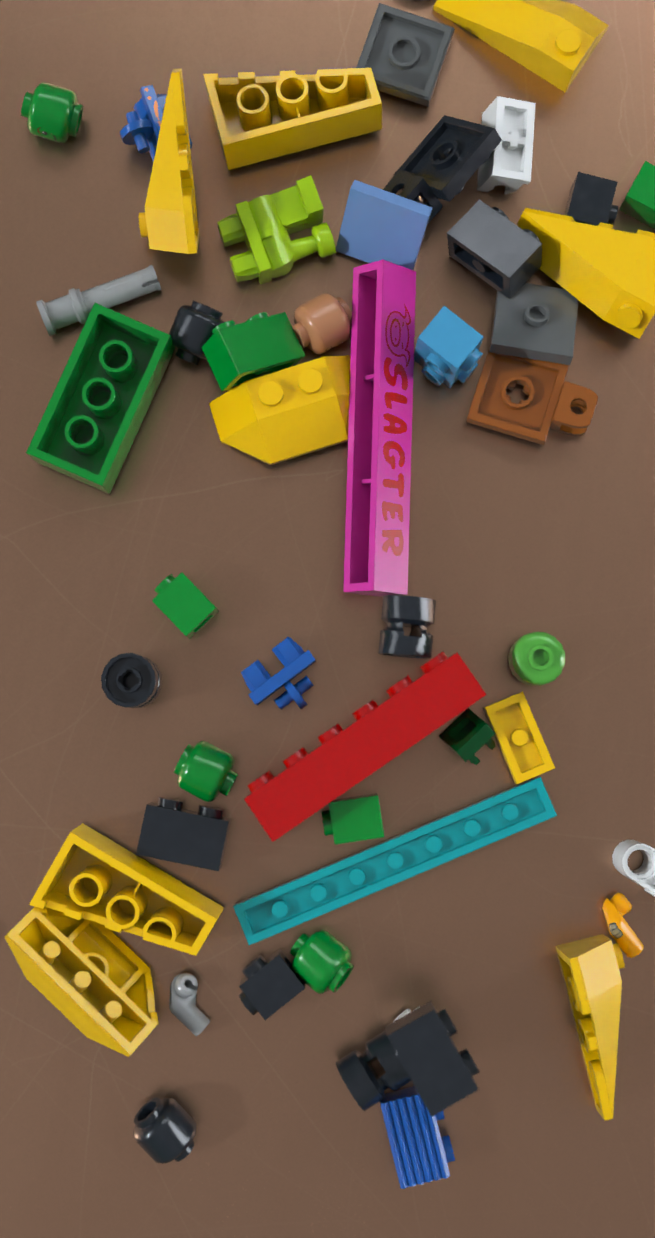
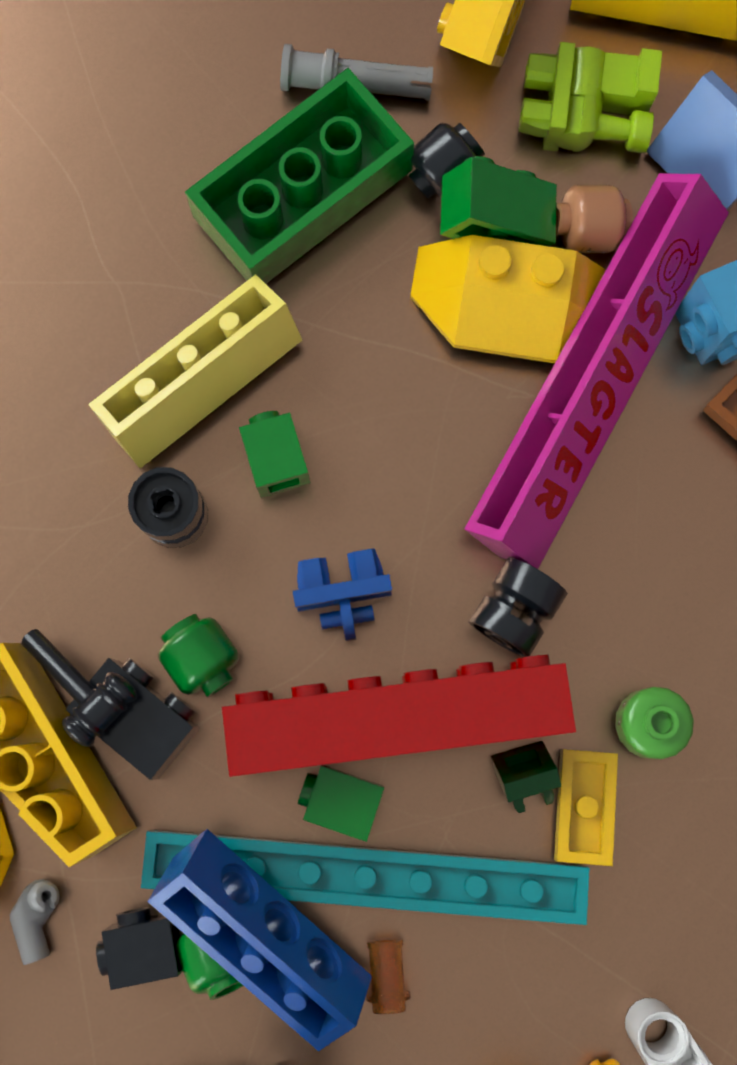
camera: 30 degrees right, 5 degrees down
(101, 574) = (197, 371): none -> light yellow brick
(157, 840) = (97, 705): none -> black piece
(348, 935) = (262, 940): none -> blue brick
(442, 917) = (387, 980): none -> clear orange pin

